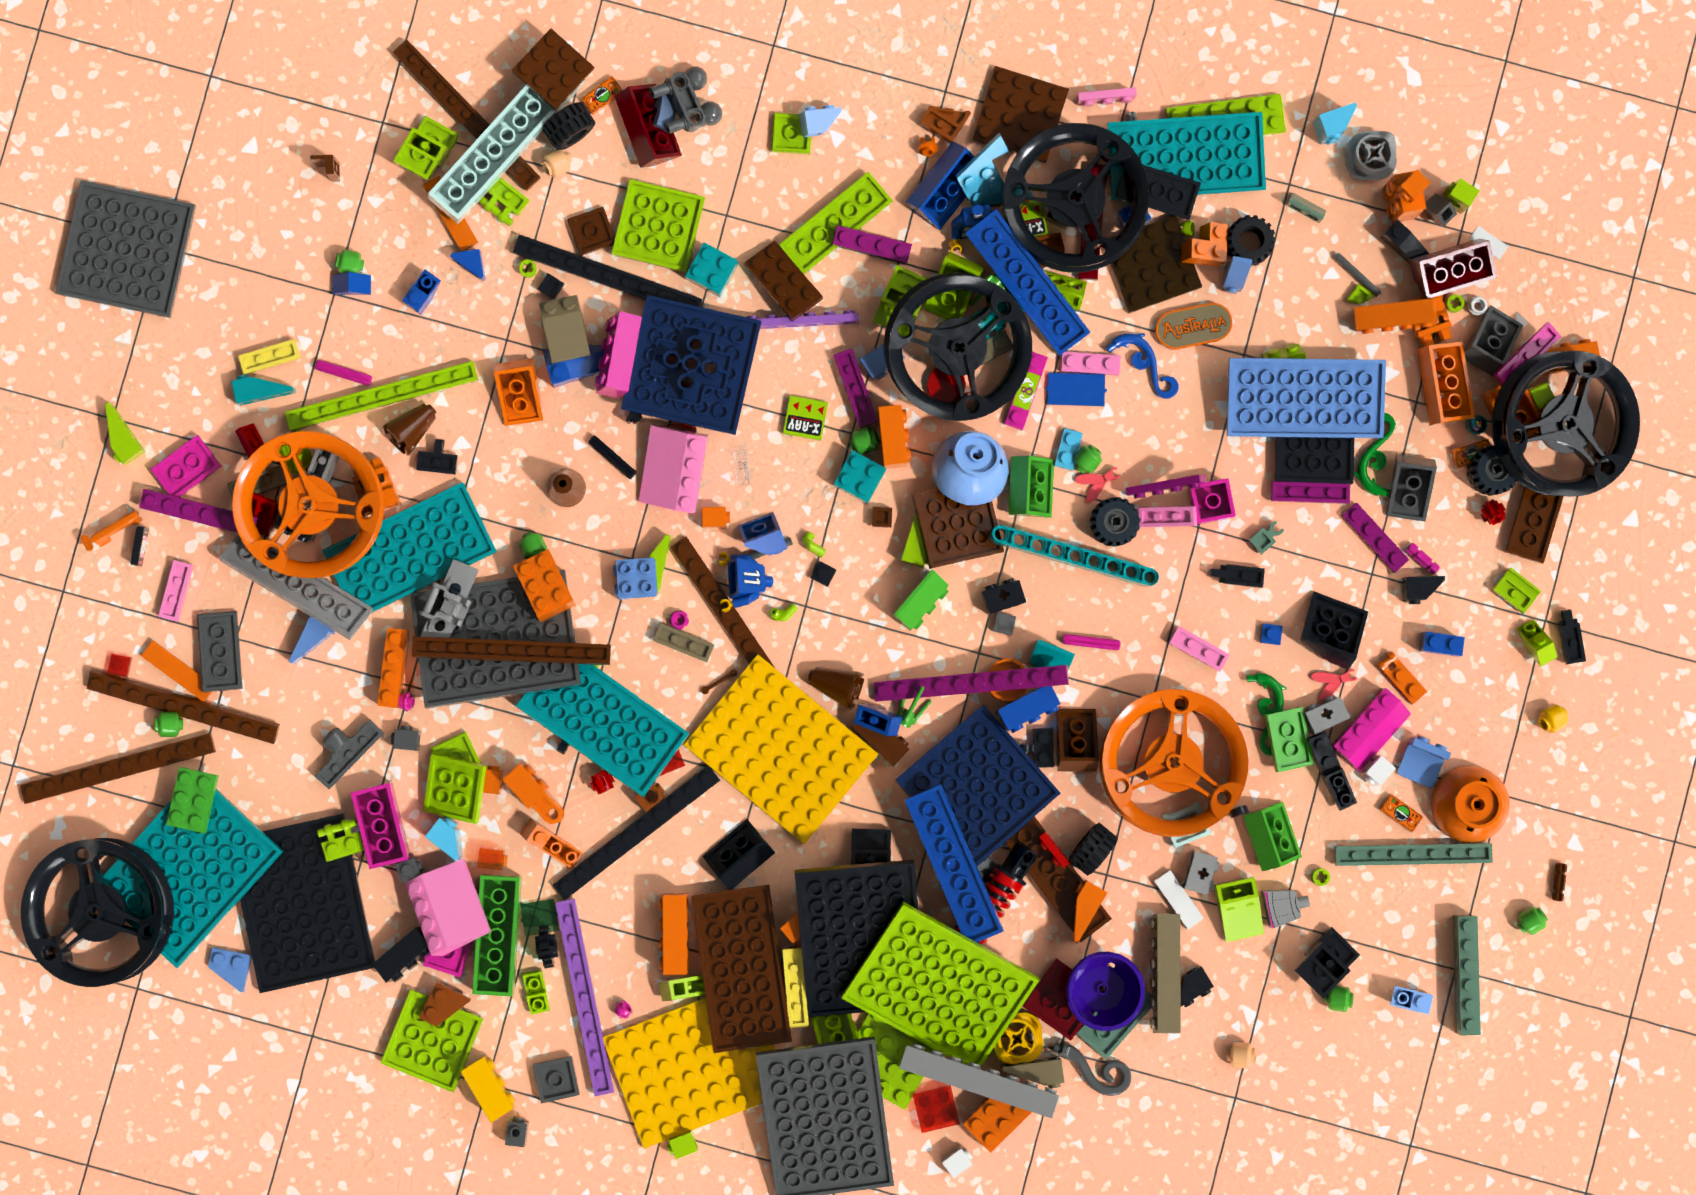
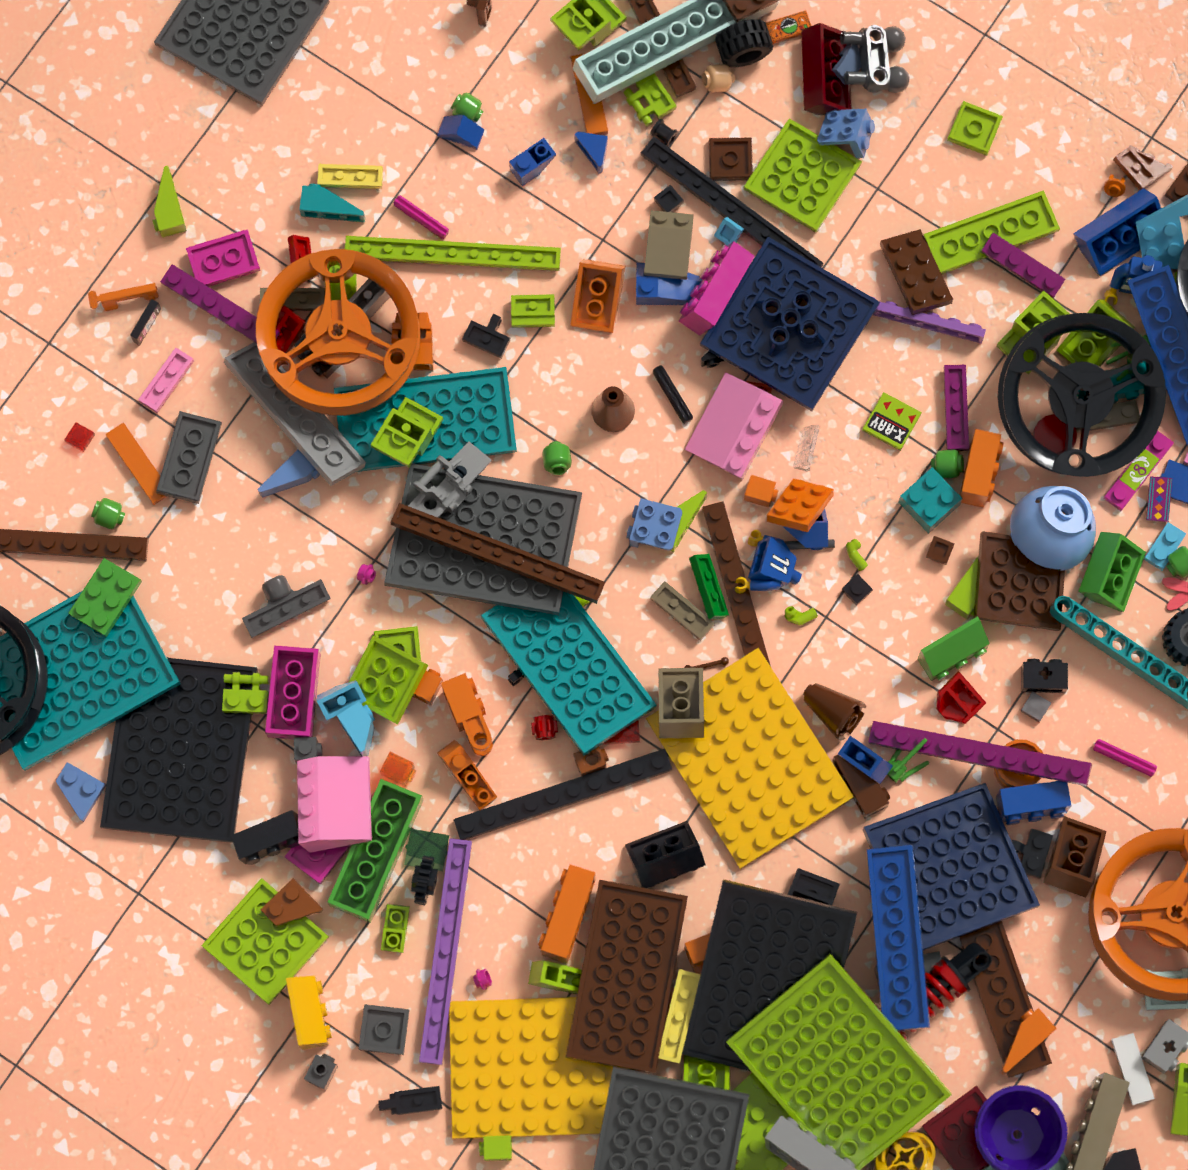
camera: 30 degrees right, 10 degrees down
(183, 705) = (131, 501): reddish brown plate -> none
(393, 667) = (365, 533): orange brick -> none
(398, 571) = (407, 432): none -> lime bracket
(406, 739) = (352, 612): dark grey brick -> none
(410, 427) = (470, 293): reddish brown cone -> none
(422, 818) = (340, 698): none -> medium azure slope
(468, 424) = (532, 311): none -> lime plate
(526, 227) = (664, 132): none -> black bush
(527, 262) = (652, 168): lime bush -> none
(544, 585) = (555, 499): orange brick -> none
(601, 1129) = (412, 1101): none -> black hinge
(612, 298) = (728, 231): none -> medium azure plate
(683, 172) = (848, 127): none -> medium blue bracket
(684, 620) = (679, 585): dark pink plate -> none
(698, 614) = (708, 586): none -> green plate
(708, 724) = (681, 703): none -> dark tan slope
(712, 270) = (844, 237): teal brick -> none
(752, 521) = (800, 505): none -> orange plate
(818, 121) = (1005, 122): light blue slope -> none
(875, 363) = (985, 388): medium blue brick -> none
(939, 640) = (958, 700): none -> red slope
(1047, 655) = (1075, 748): teal slope -> none
(1050, 410) = (1159, 499): none -> magenta tile
(1058, 856) = (1007, 954): red plate -> none
(1093, 849) = (1056, 977): black tyre -> none

